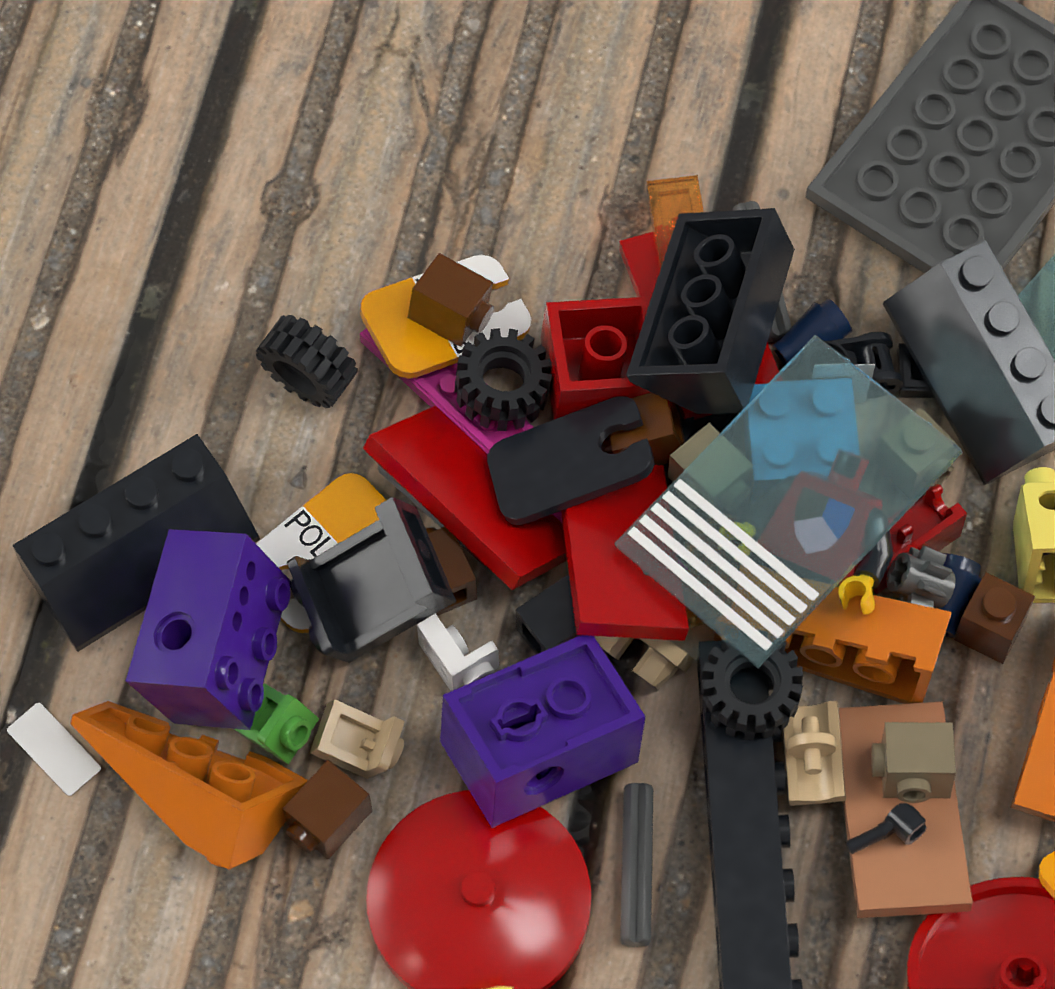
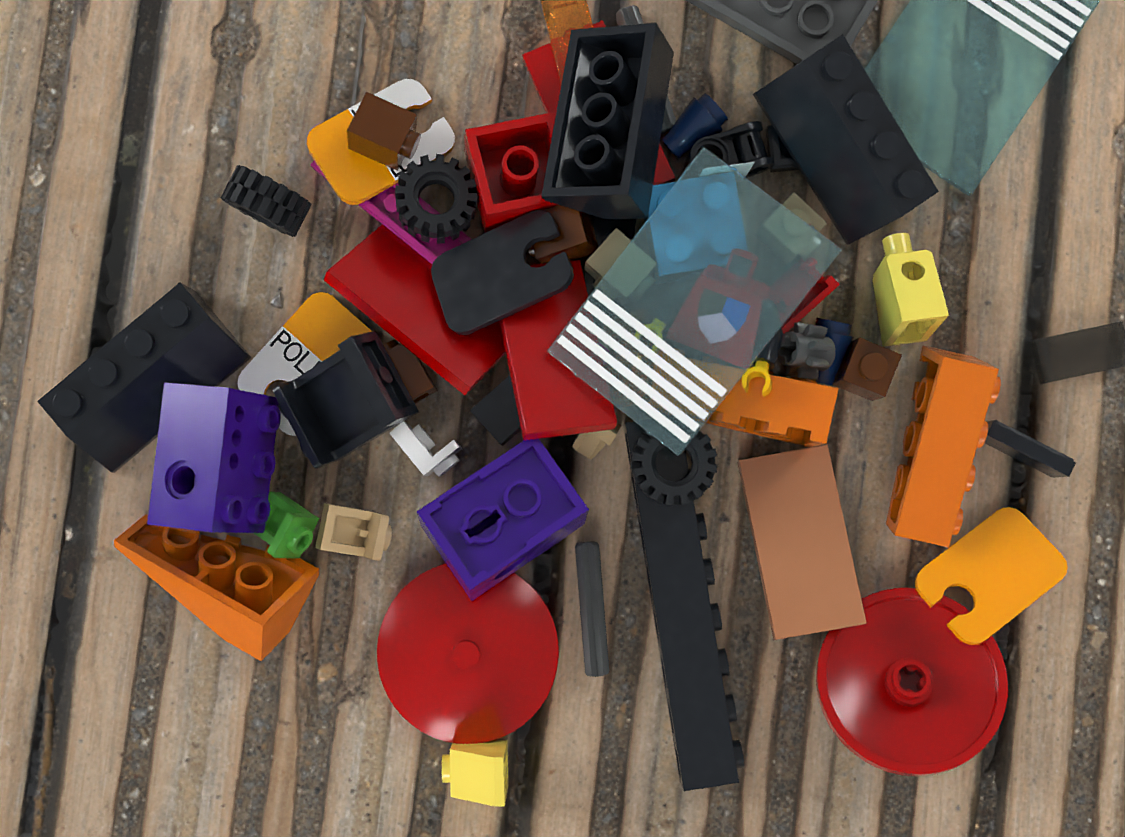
camera: 10 degrees left, 20 degrees up
(54, 749) = (98, 552): white sticker -> none
(326, 811) = (334, 595): reddish brown brick -> none
(814, 755) = (729, 508): tan hips -> none
(901, 820) = (806, 562): black hand -> none
(915, 760) = (813, 510): dark tan brick -> none

